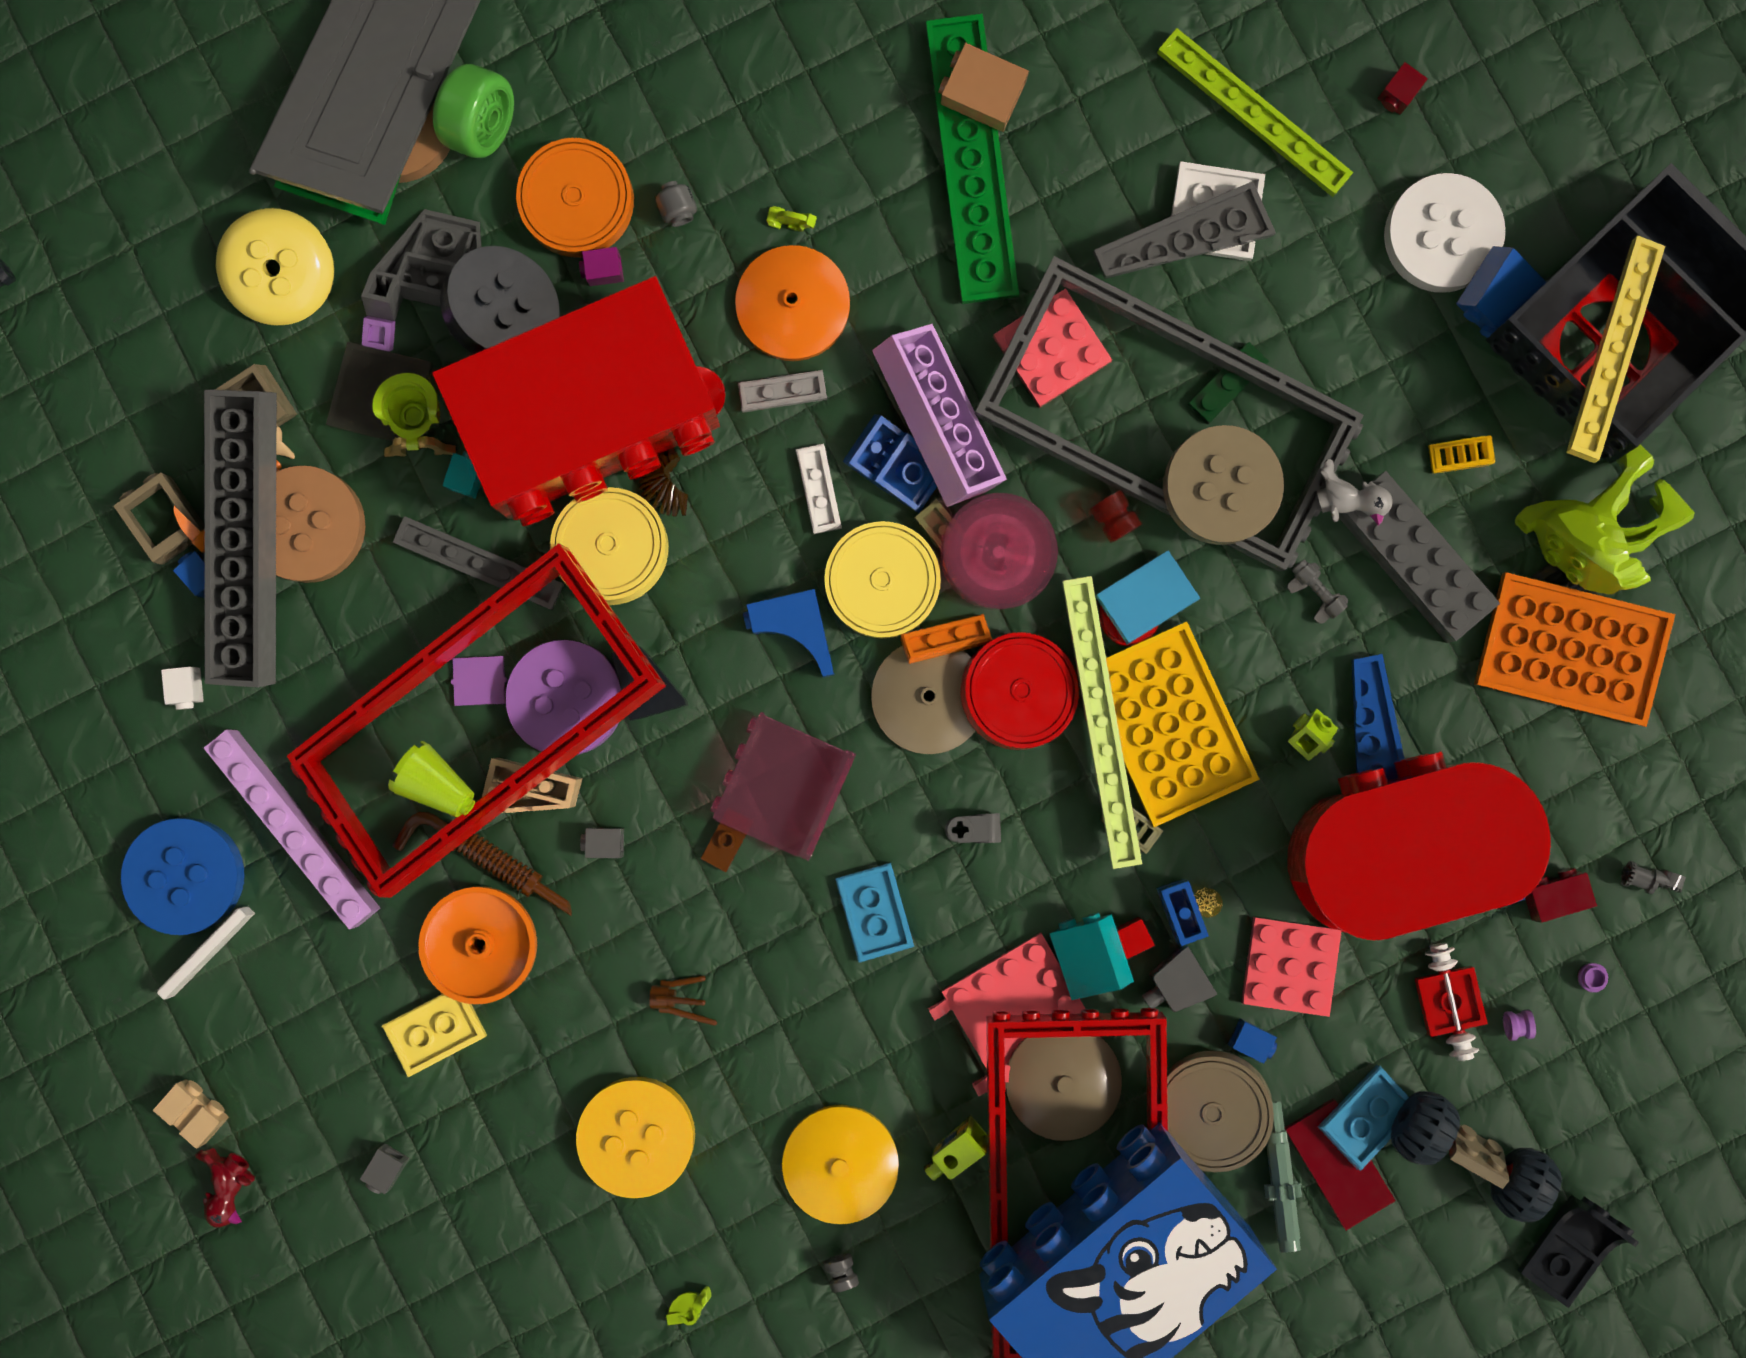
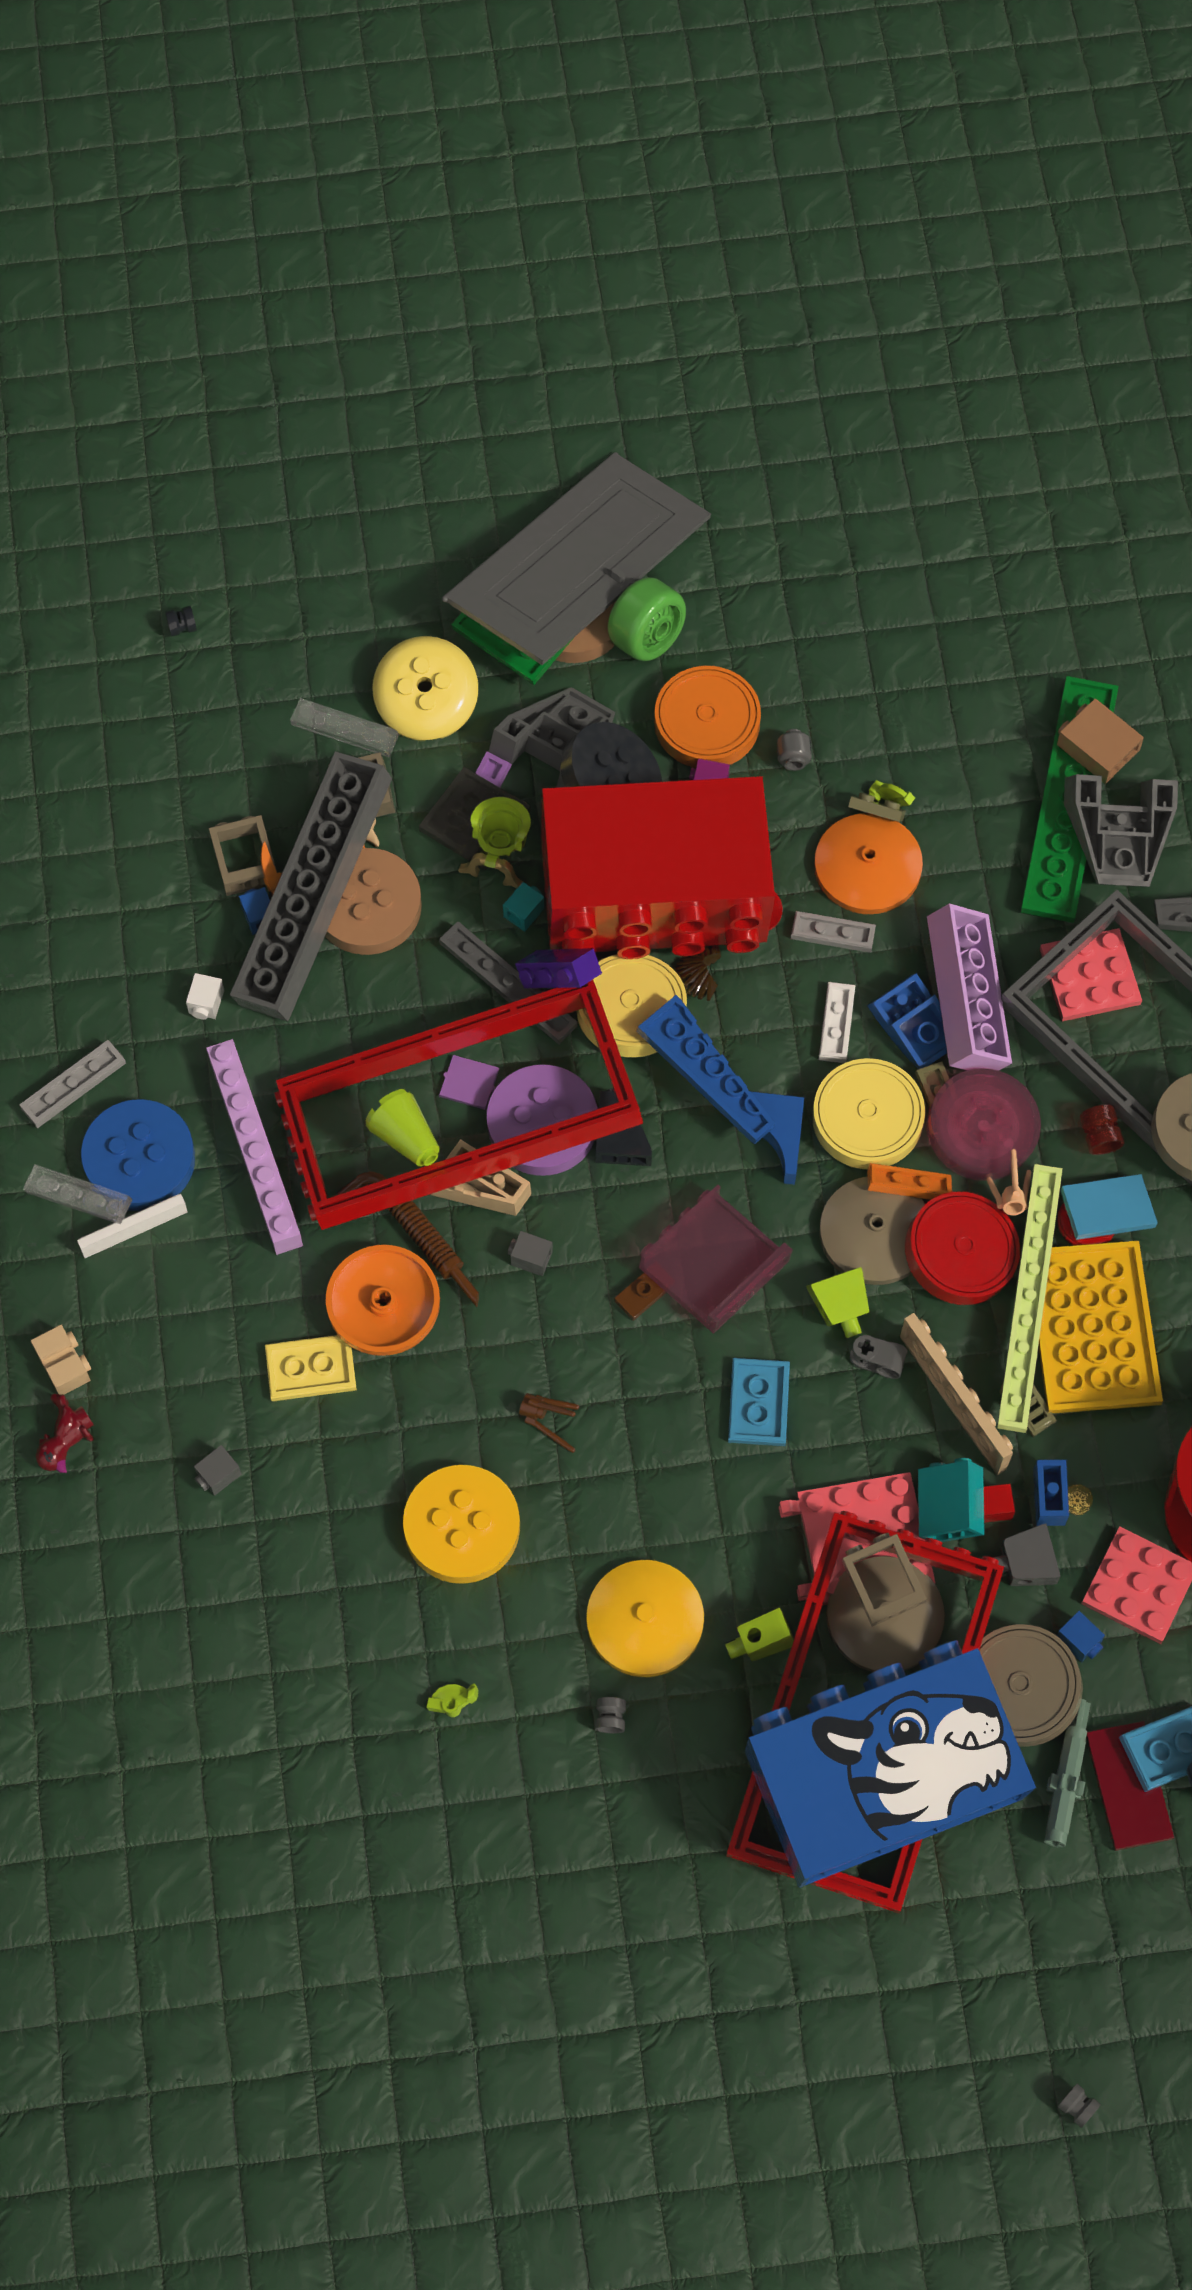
camera: 15 degrees right, 20 degrees down
(88, 824) = (72, 1084): none -> light grey plate
(138, 942) = (77, 1194): none -> clear plate
(209, 337) = (344, 727): none -> clear plate
(522, 544) = (558, 968): none -> dark purple brick
(687, 585) = (690, 1051): none -> blue wing
(791, 240) = (866, 803): none -> olive plate
(920, 785) = (841, 1300): none -> lime torso
(1038, 189) = (1117, 839): none -> dark grey wedge
(1054, 627) = (1013, 1198): none -> light nougat plant
(1072, 851) = (959, 1398): none -> tan plate
(1078, 1096) = (893, 1608): none -> dark tan window

